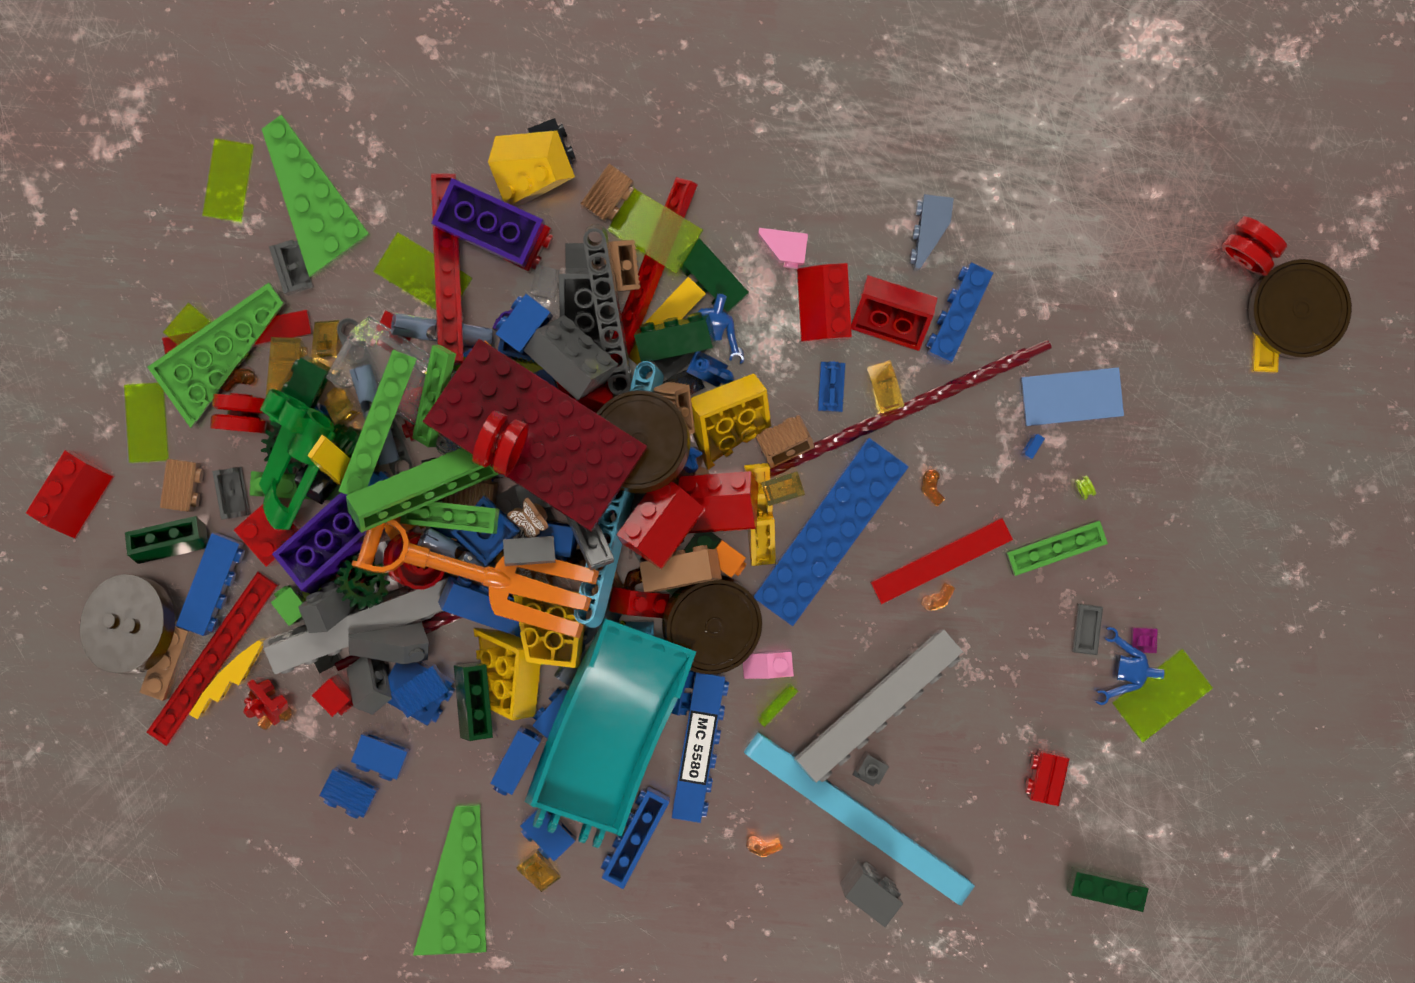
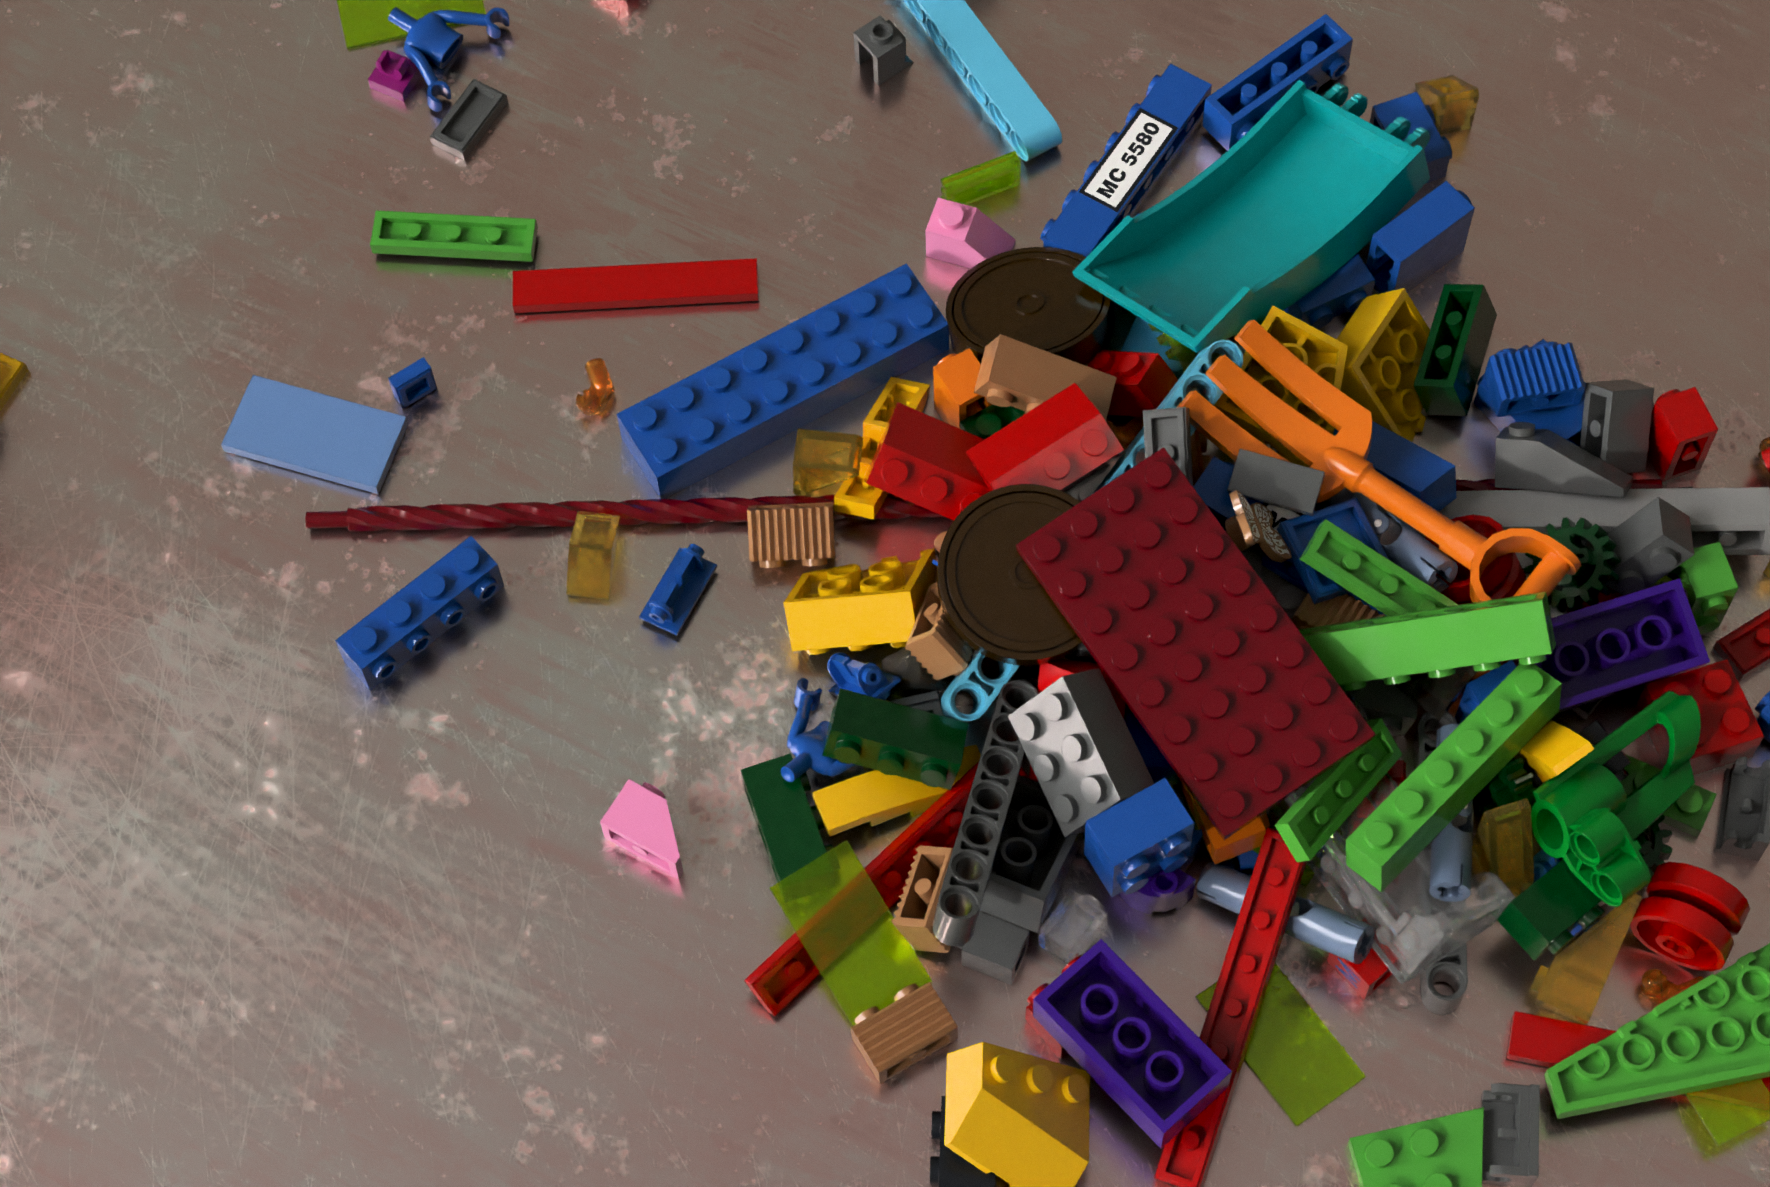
camera: 155 degrees left, 25 degrees down
(326, 340) = (1492, 984): clear yellow slope -> none
(348, 792) = (1705, 302): blue brick -> none
(380, 756) = (1635, 334): blue brick -> none
(456, 905) = (1587, 109): bright green wing -> none
(500, 443) = (1256, 616): red wheel -> none
(763, 848) = (1092, 12): clear orange arm -> none
(824, 302) = (625, 714): red slope -> none
(879, 705) = (829, 118): light grey brick -> none
(894, 313) = (522, 657): red slope -> none
(933, 221) = (389, 765): sand blue slope -> none
(939, 600) = (666, 234): clear orange arm -> none
(1085, 487) = (366, 299): lime bush -> none

